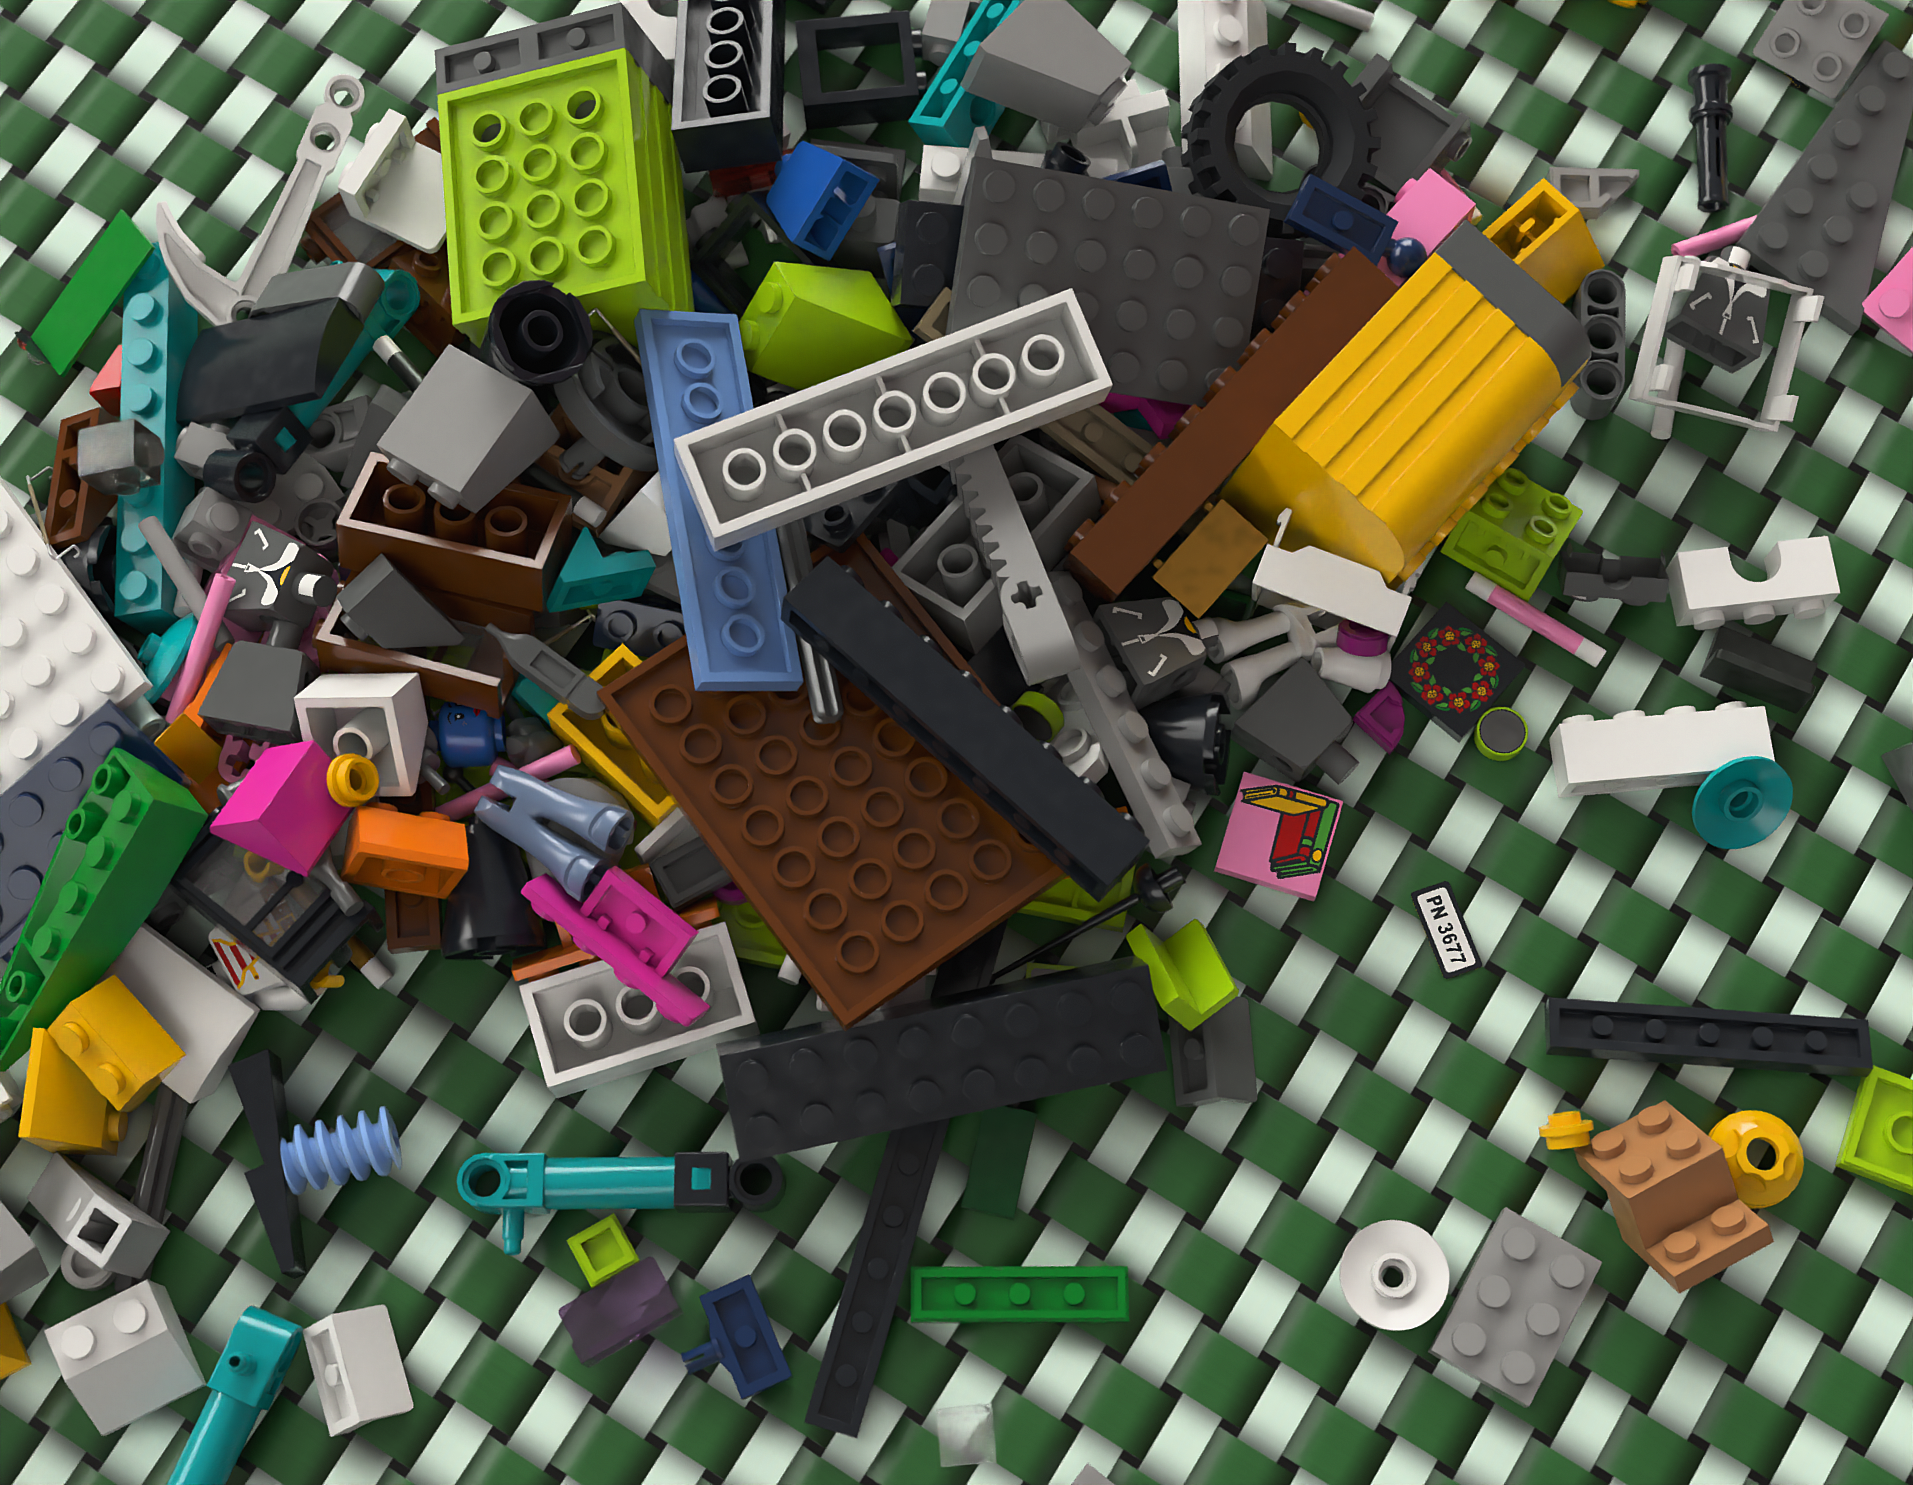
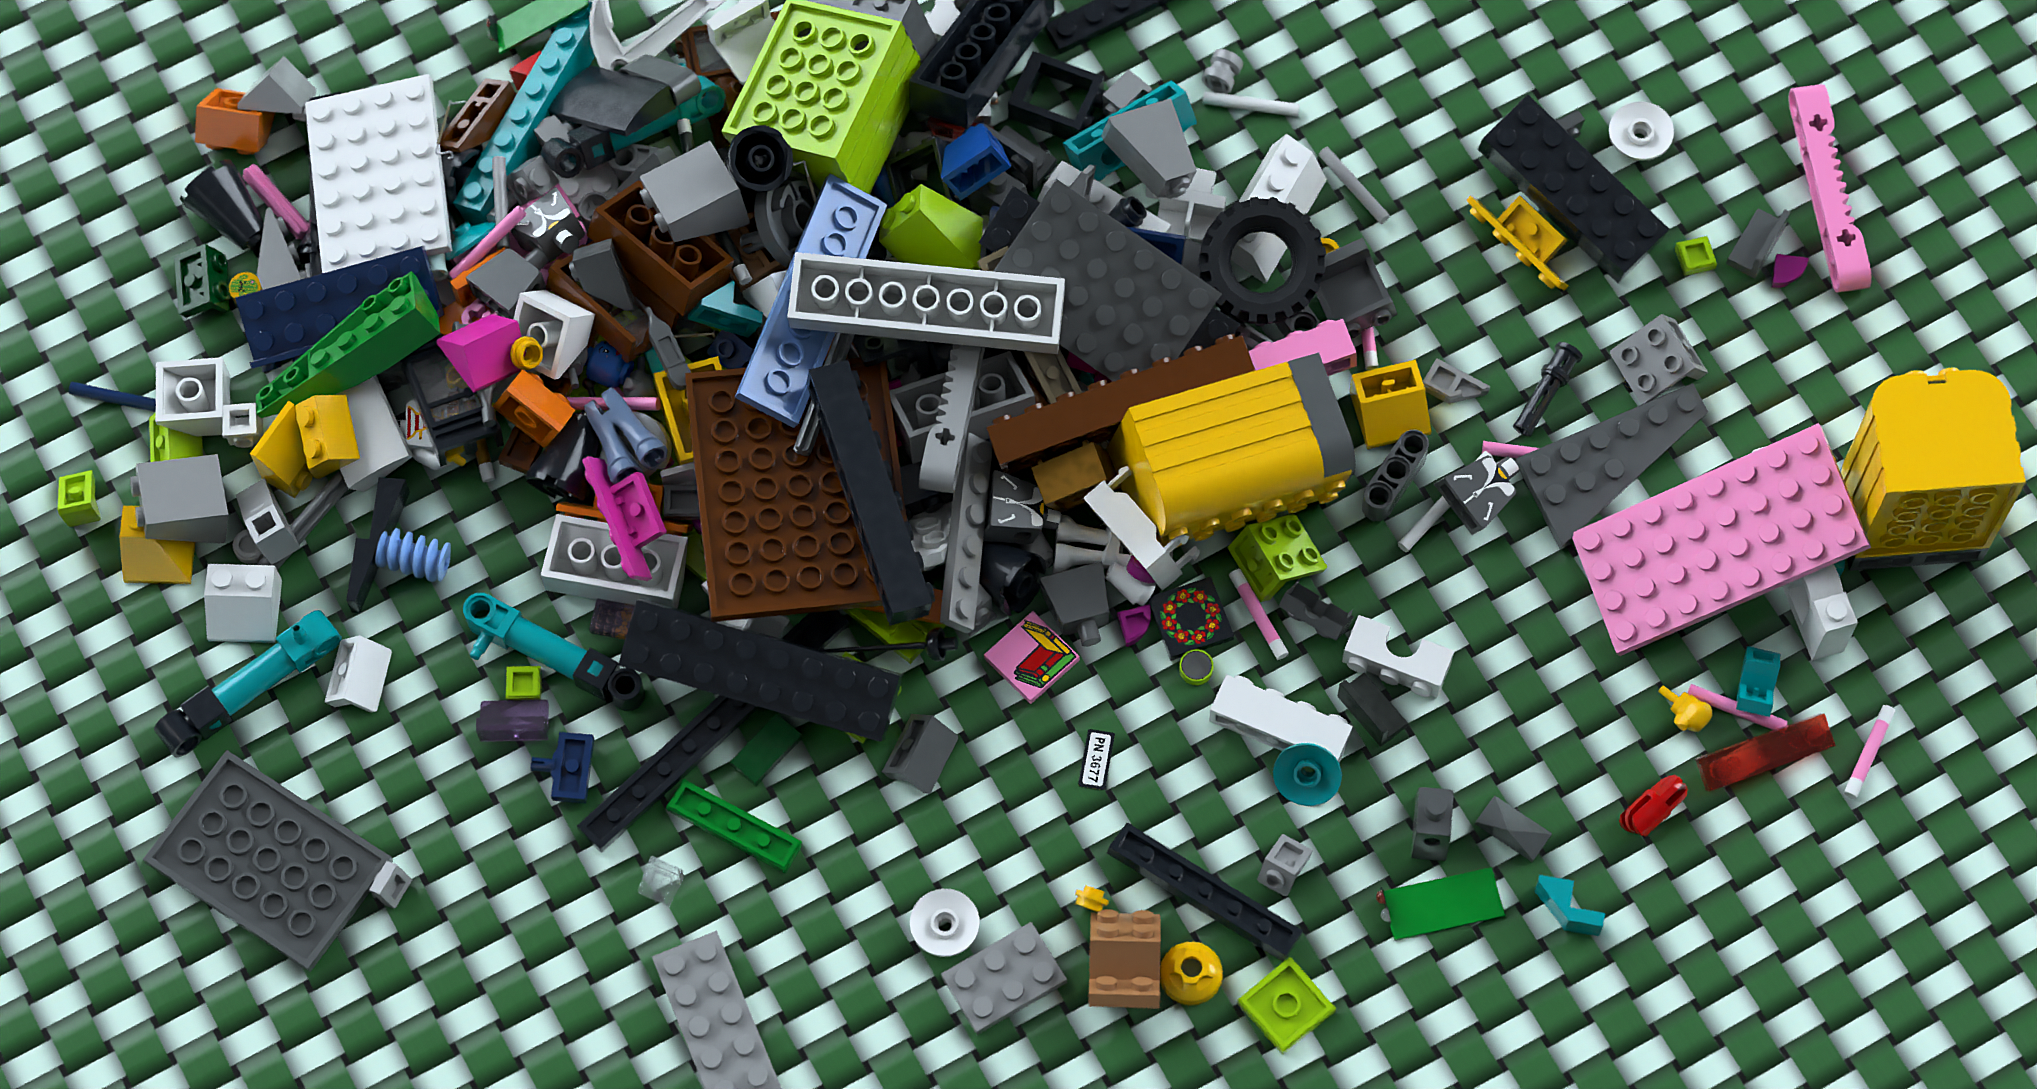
camera: 30 degrees right, 5 degrees down
(120, 457) = (503, 115): clear smoke brick -> none
(189, 748) = (452, 294): yellow sticker -> none
(683, 1086) = (611, 618): none -> clear purple tile
(1039, 715) = (926, 514): tile -> none
(1185, 972) = (922, 700): lime panel -> none
(1347, 222) = (1267, 325): dark blue plate -> none
(1680, 275) = (1478, 560): white piece -> none
(1785, 942) = (1283, 864): none -> light grey bracket

